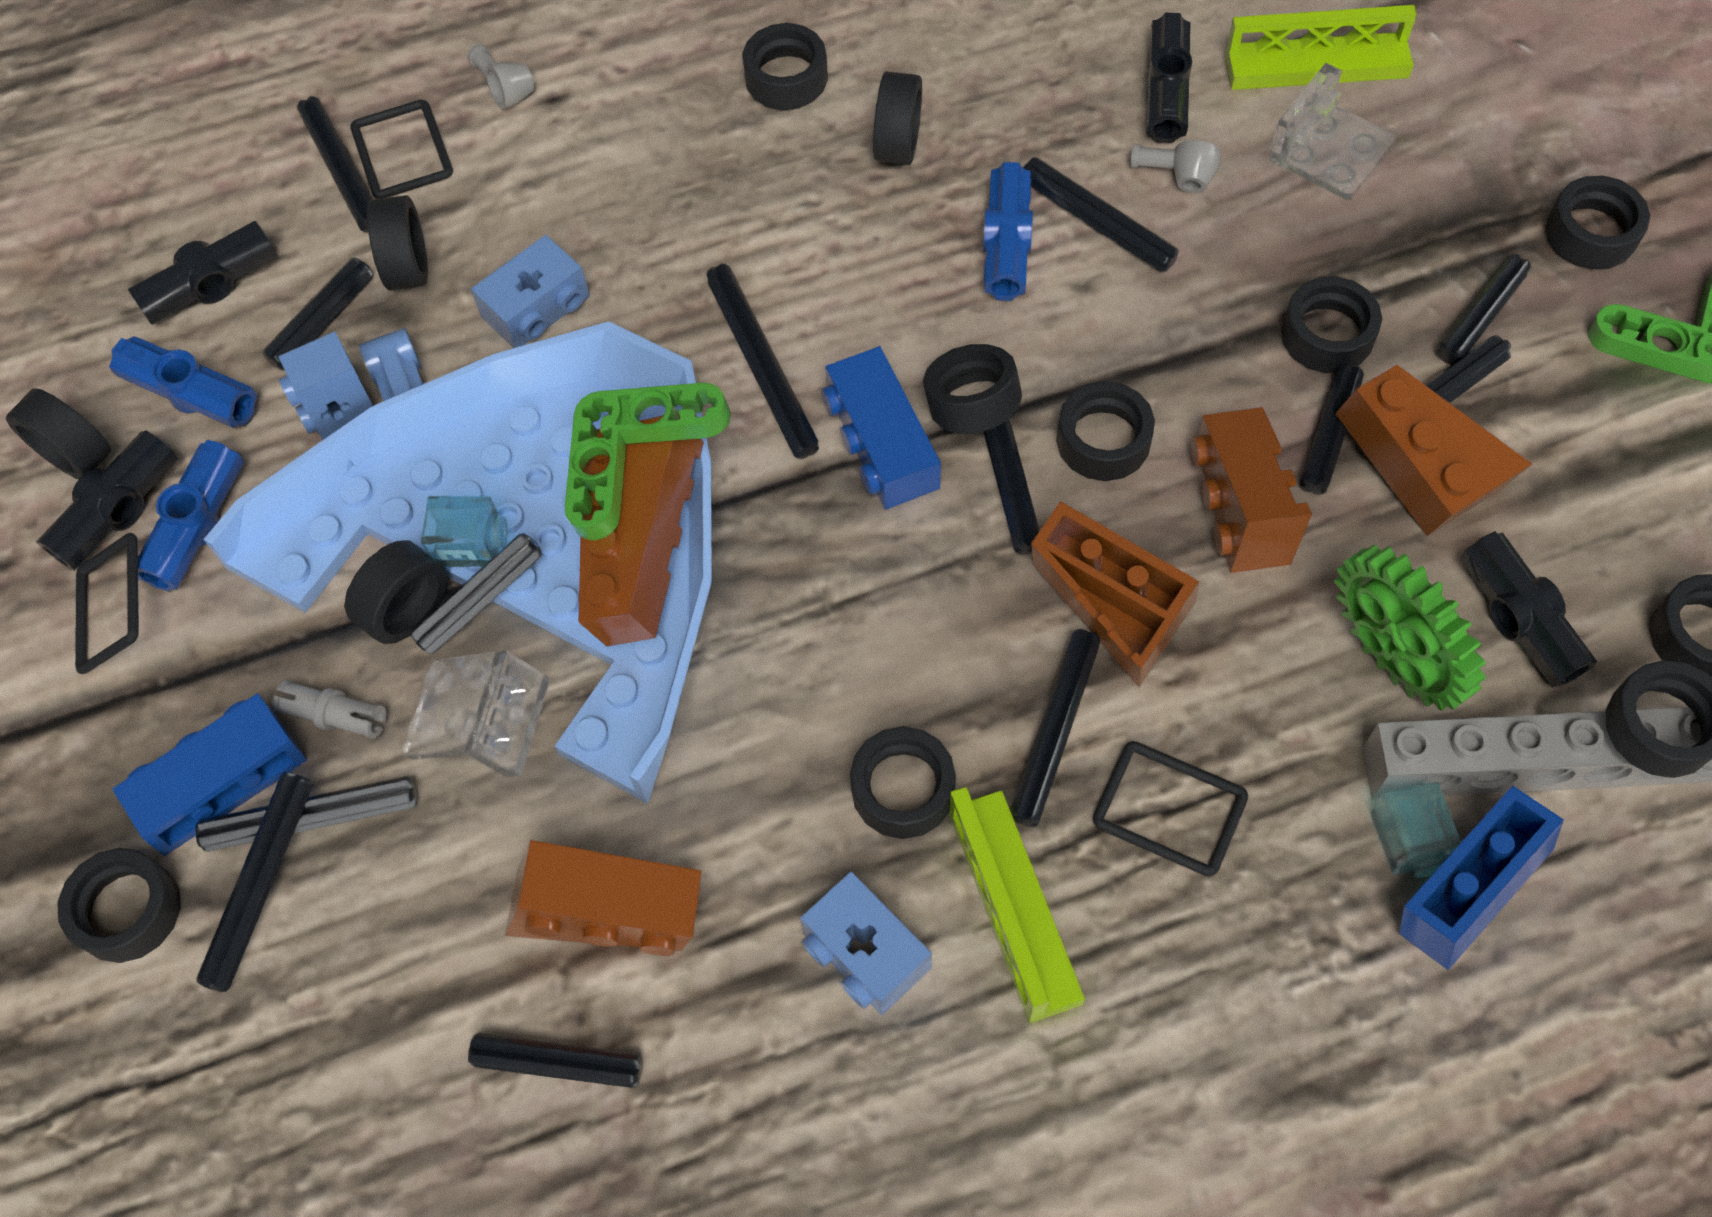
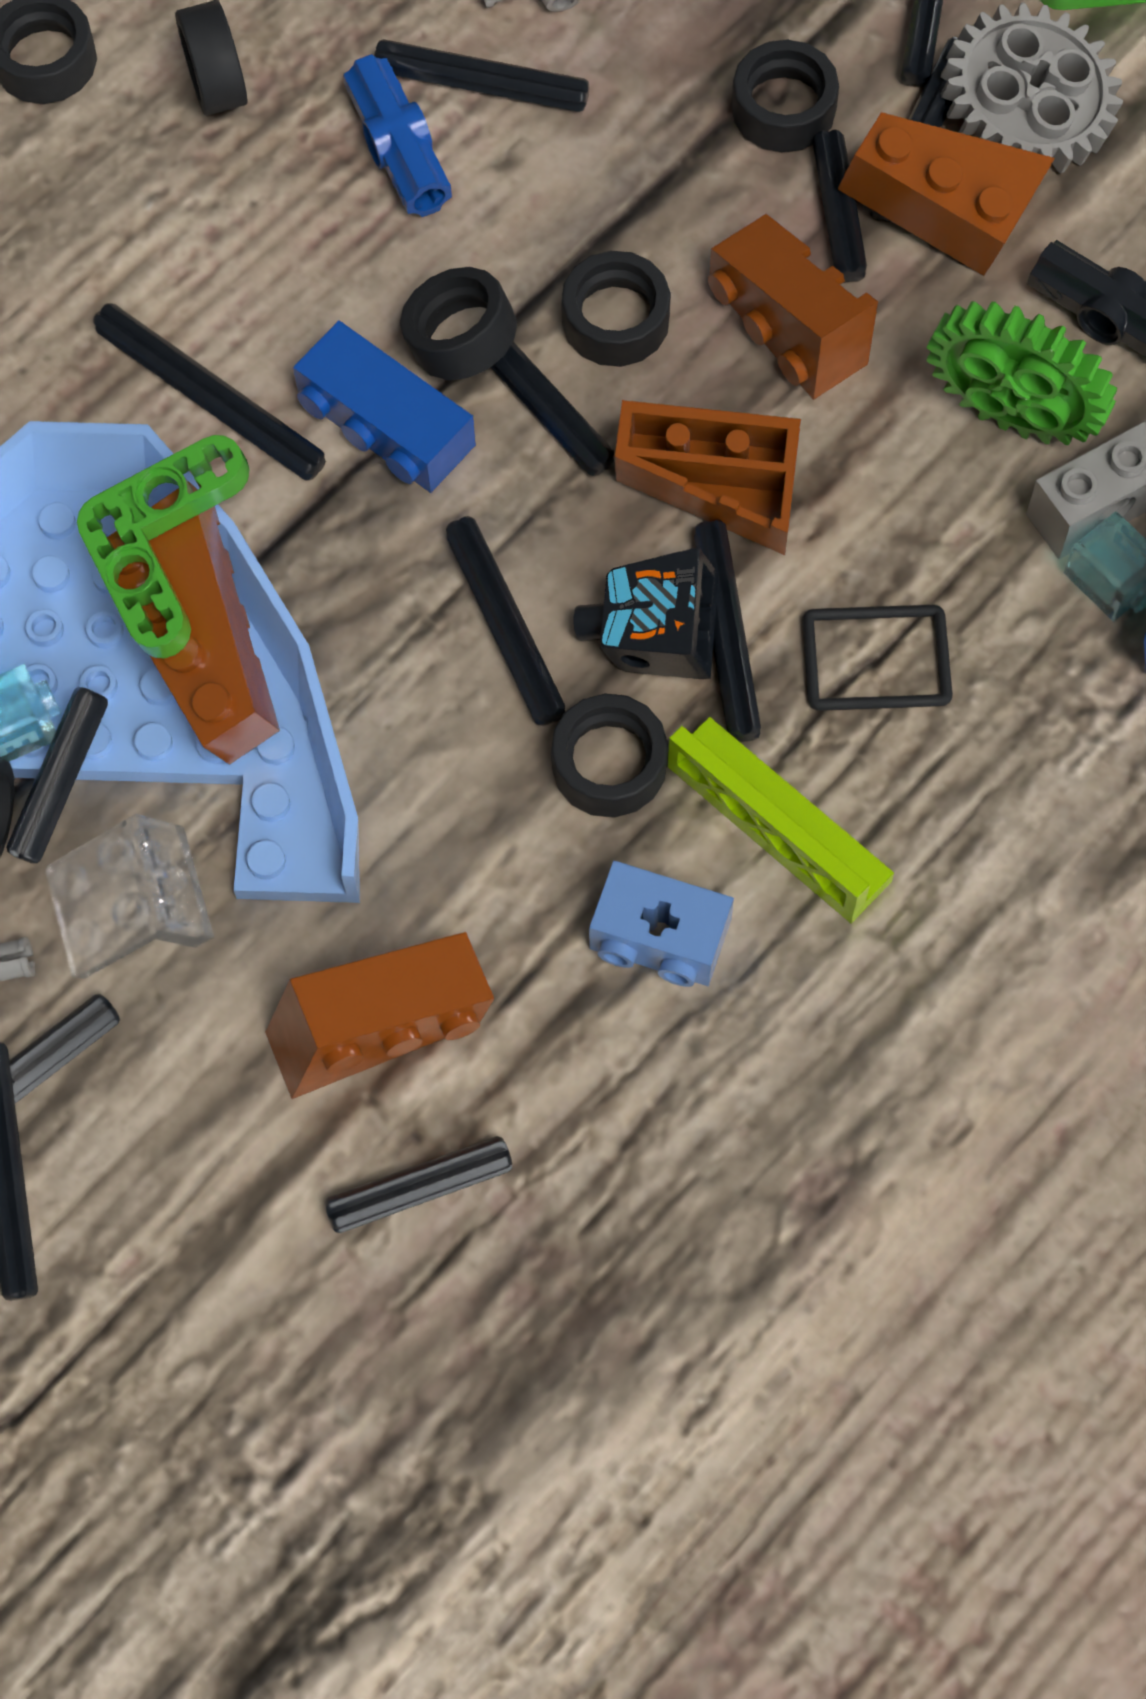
camera: 30 degrees left, 5 degrees up
(883, 636) = (505, 621): none -> black axle
(1001, 687) = (656, 616): none -> torso
(1546, 400) = (1039, 76): none -> light grey gear

